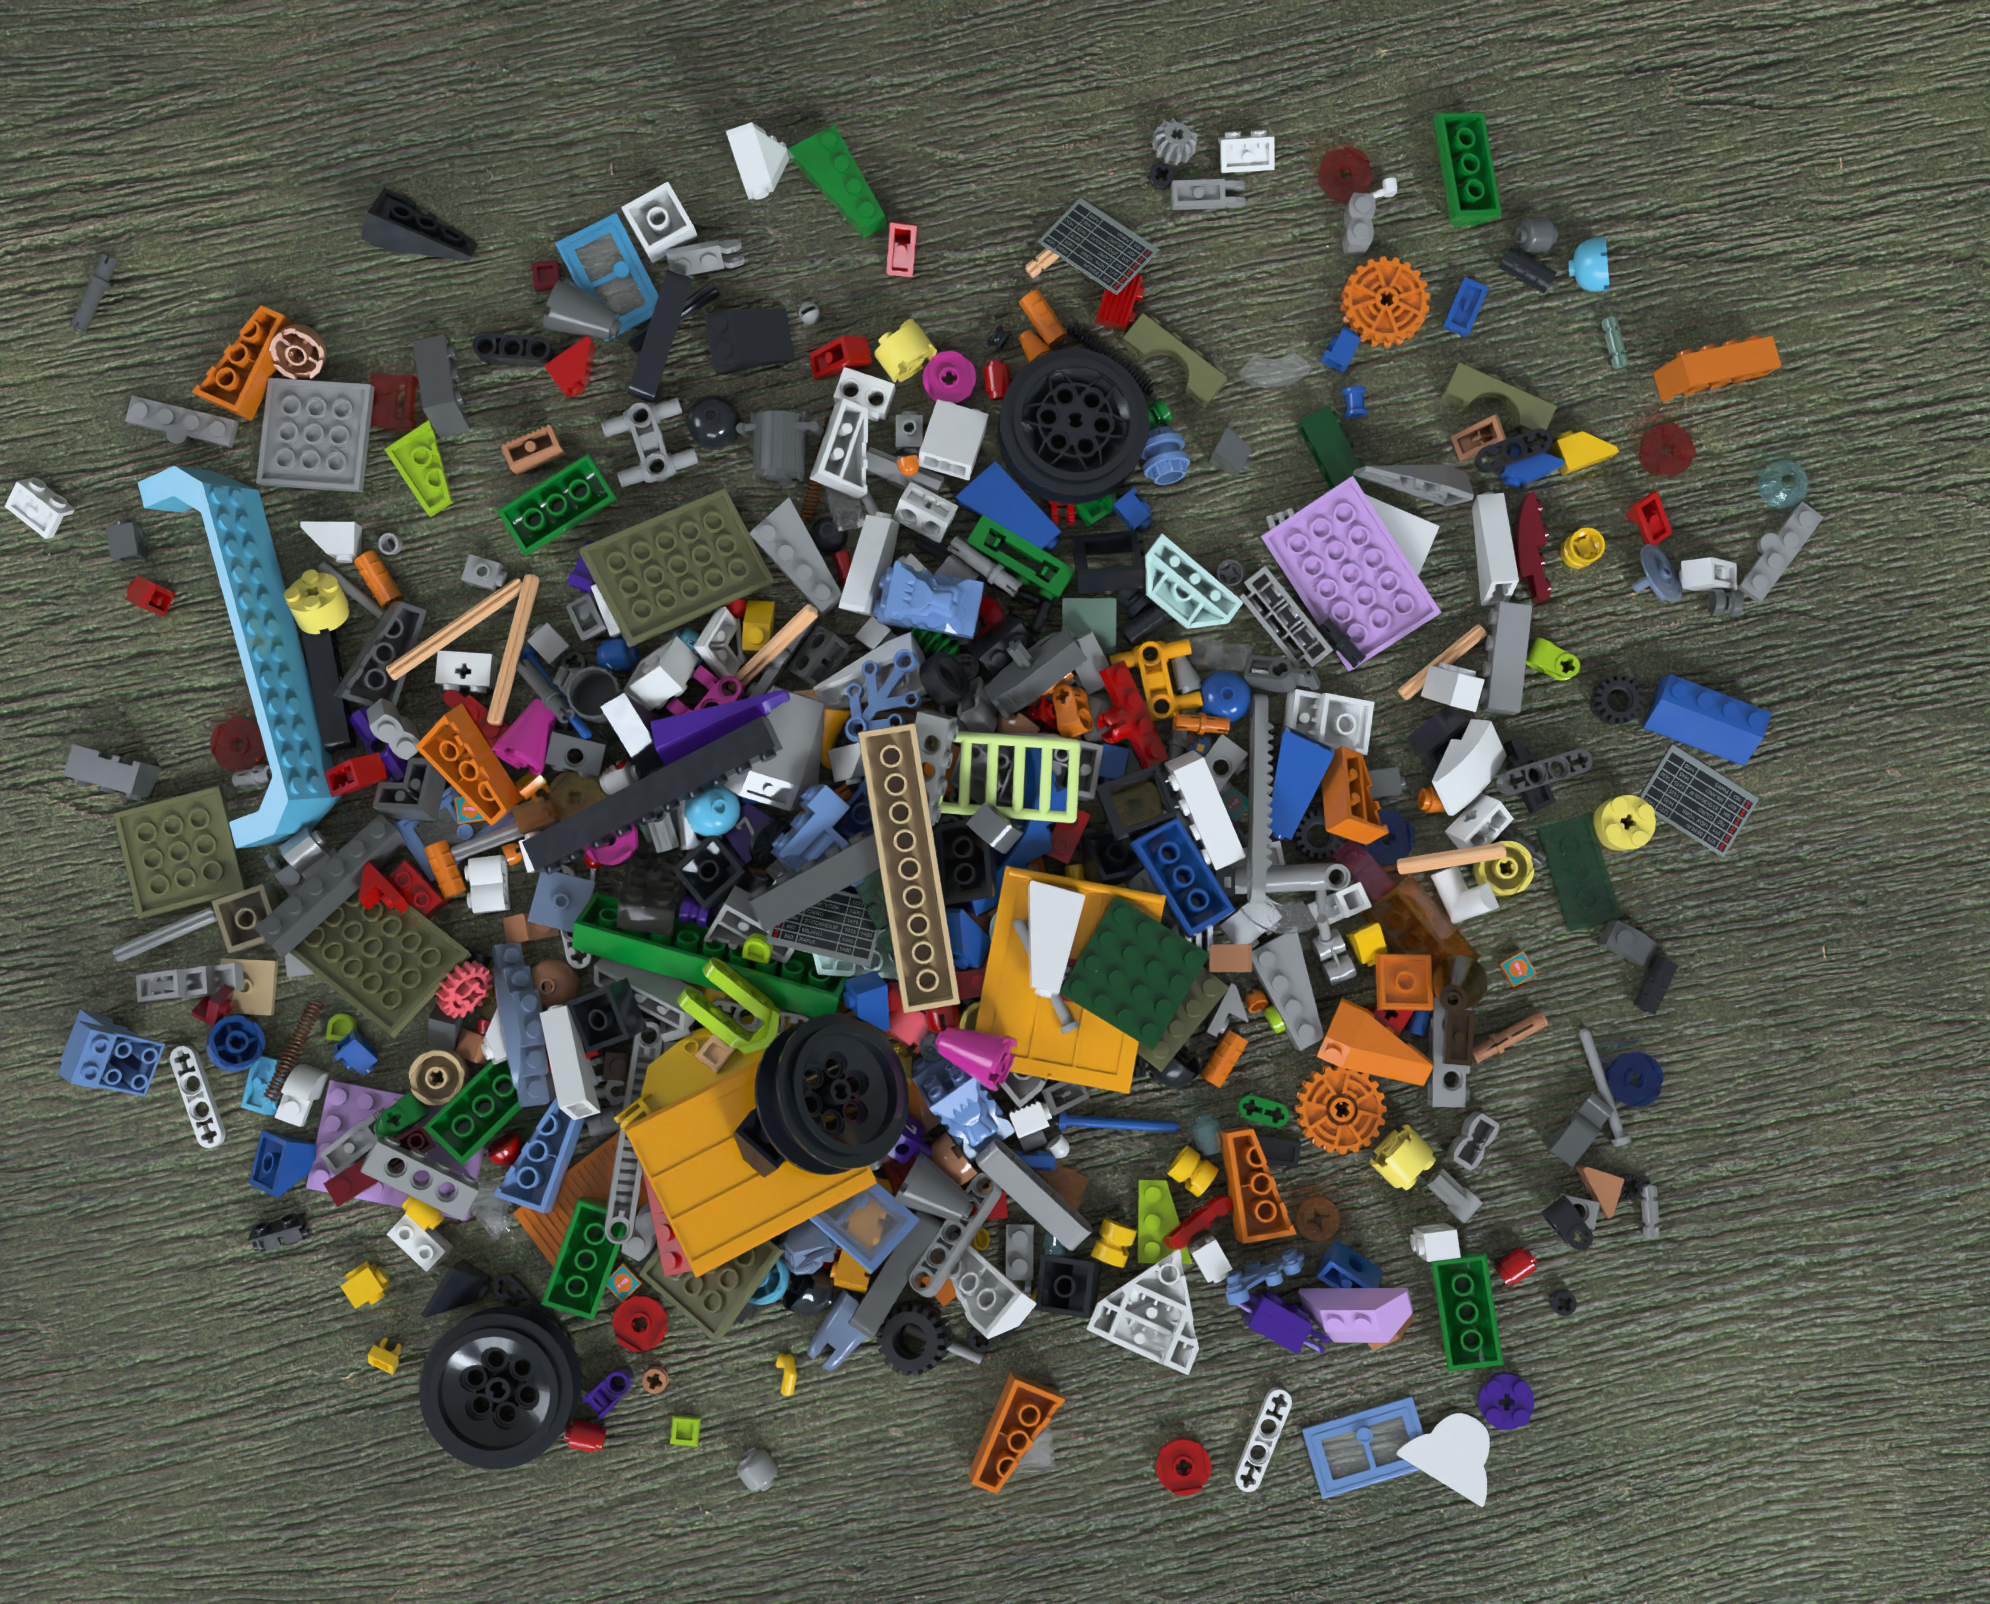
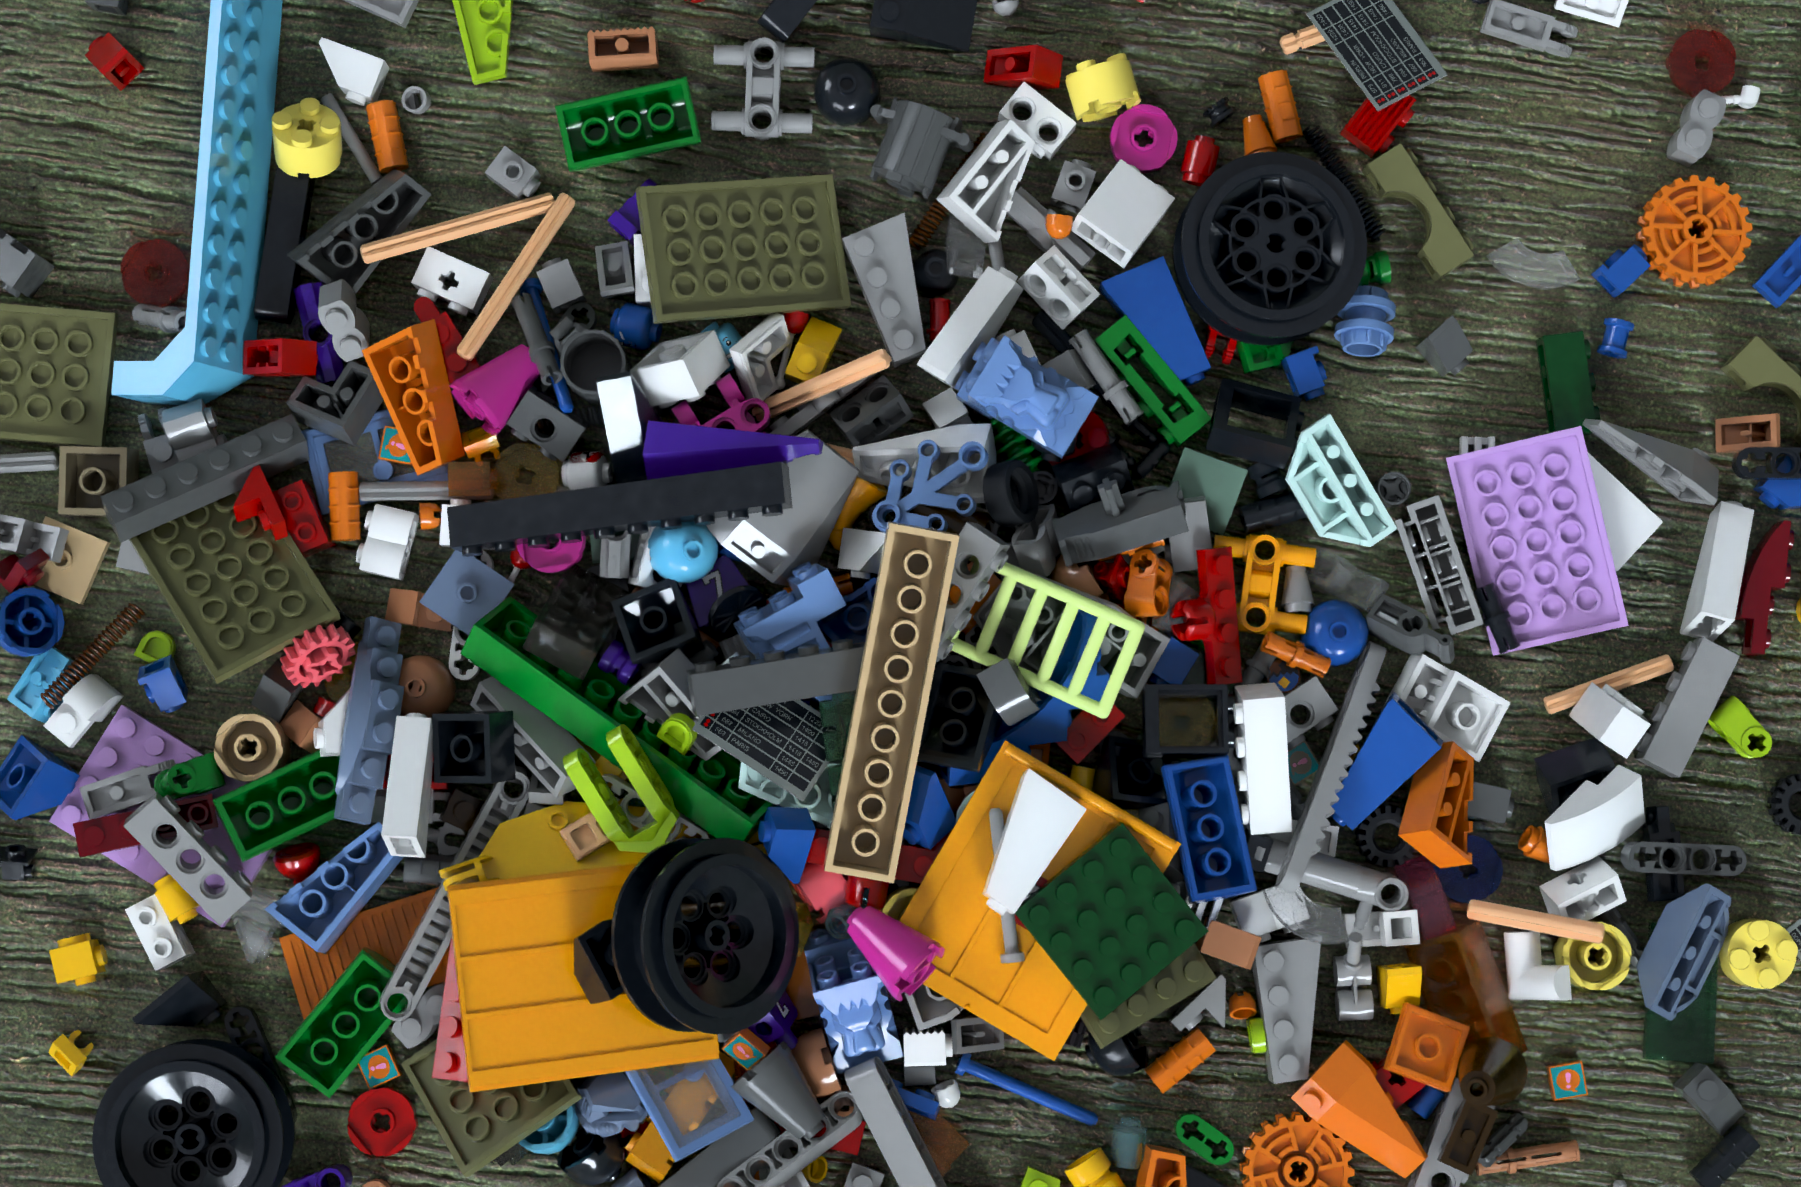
camera: 20 degrees right, 0 degrees up
(894, 1168) = (746, 1048): none -> orange tile
(1485, 1030) = (1502, 1139): none -> dark grey axle
(1568, 840) = (1683, 950): none -> sand blue wedge

